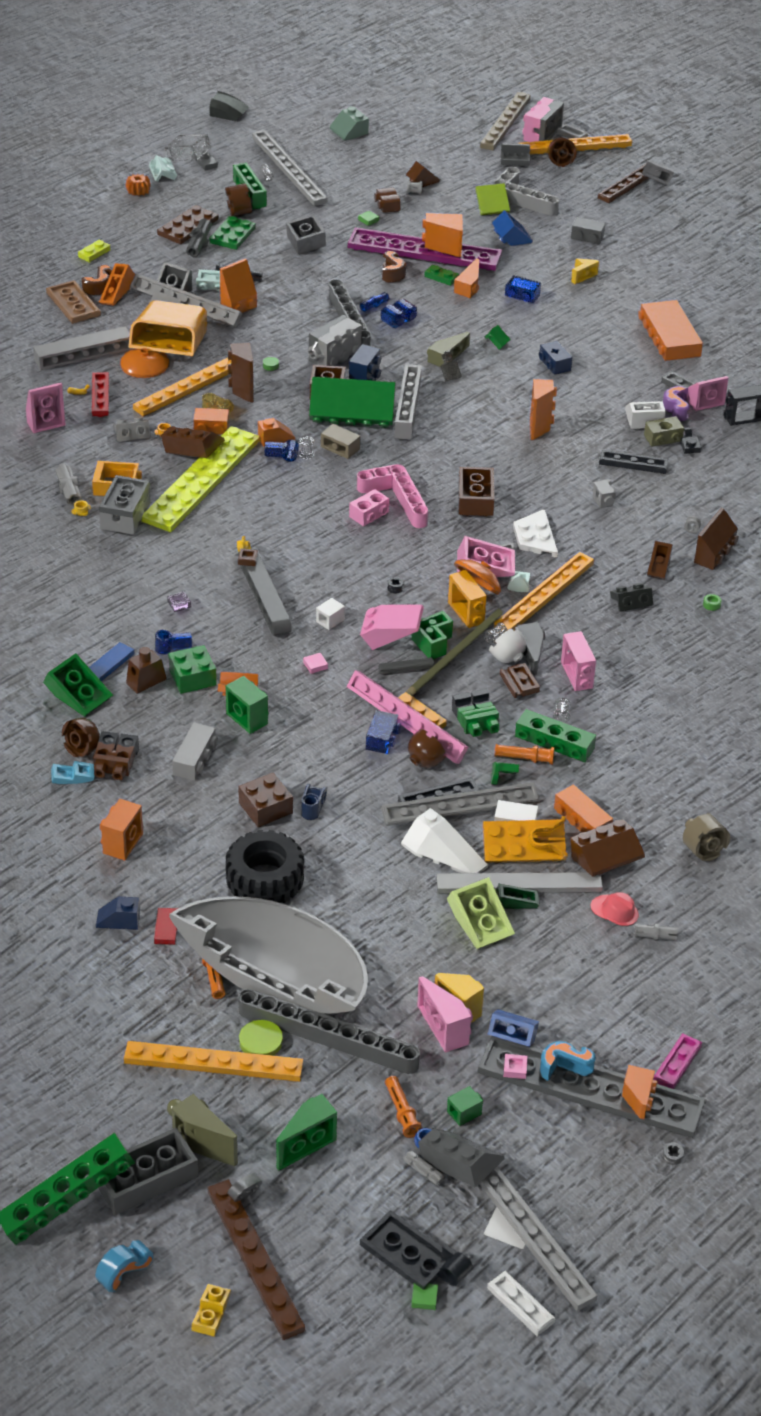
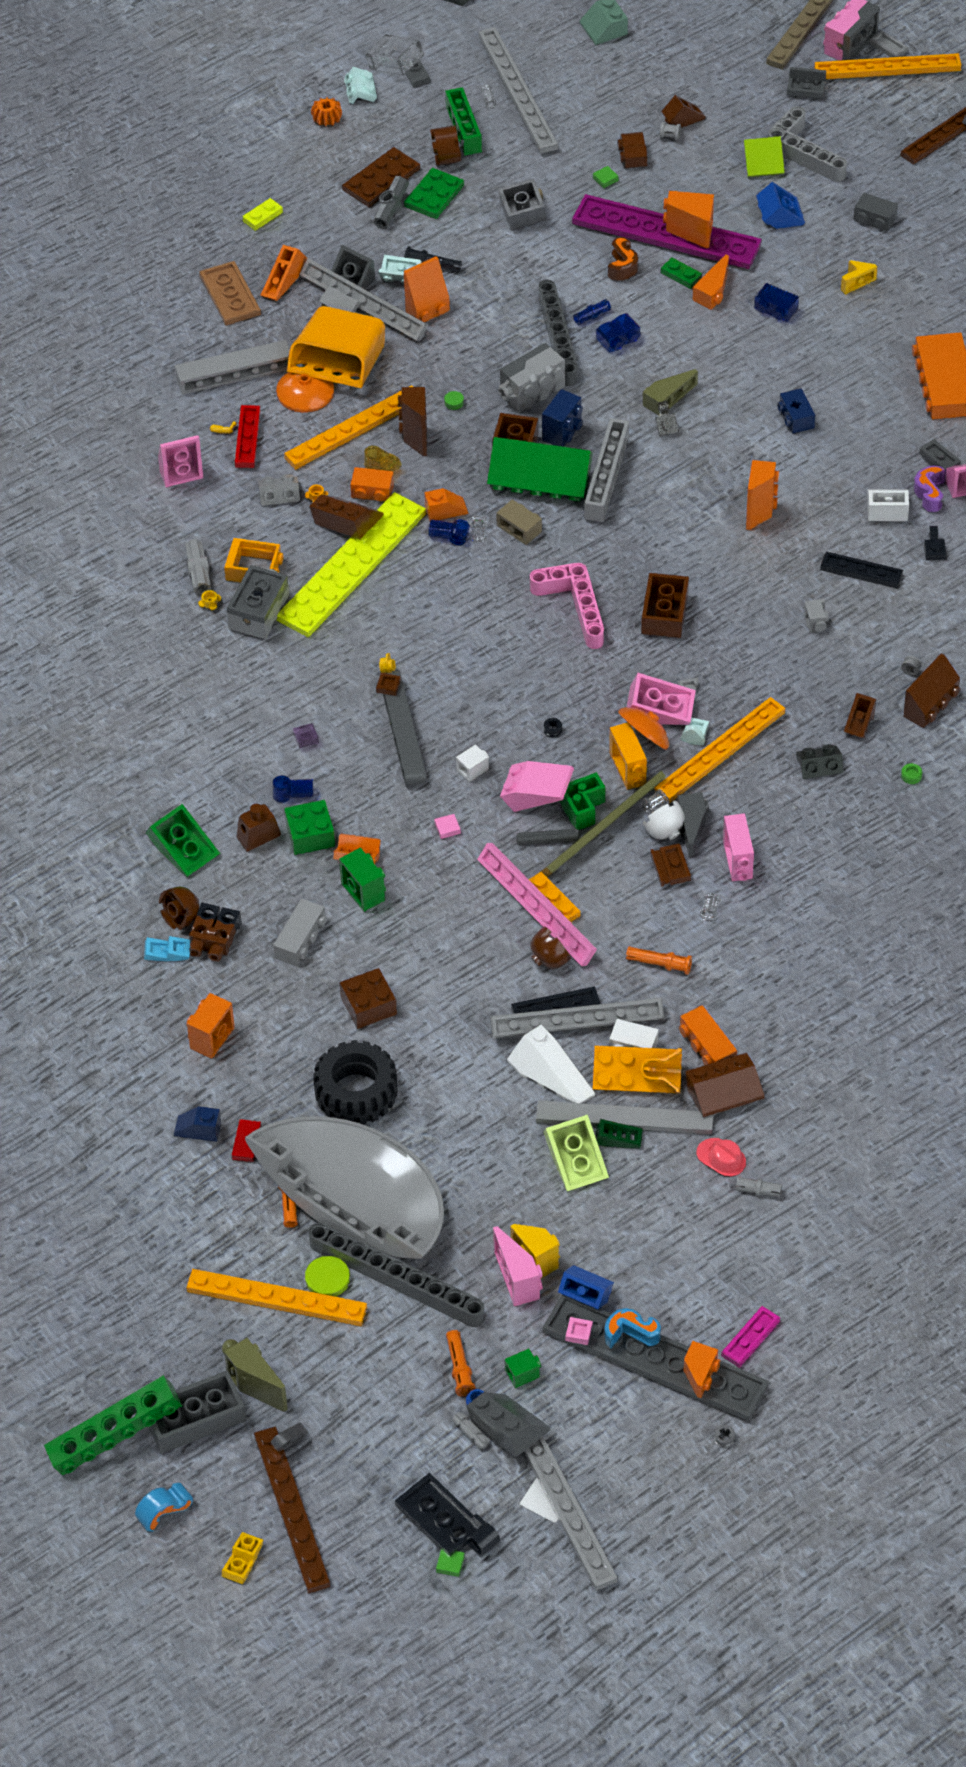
camera: 10 degrees right, 10 degrees up
(96, 286) = (260, 272): reddish brown animal -> none
(111, 660) = (221, 809): blue tile -> none
(307, 1131) = (357, 1384): green slope -> none
(312, 801) = (418, 1003): dark blue piece -> none
(369, 507) = (538, 619): bright pink brick -> none
(382, 732) = (506, 922): clear blue brick -> none
(475, 712) = (614, 906): green hips -> none
(497, 337) = (732, 376): green tile -> none
(502, 768) = (630, 977): green tile -> none
(521, 1303) = (543, 1577): white tile -> none
(535, 534) = (725, 666): white wing -> none
(554, 733) = (696, 939): green brick -> none
(562, 152) = (866, 82): reddish brown cylinder -> none
(663, 431) = (905, 529): olive brick -> none
(705, 837) = (833, 1080): dark tan brick -> none

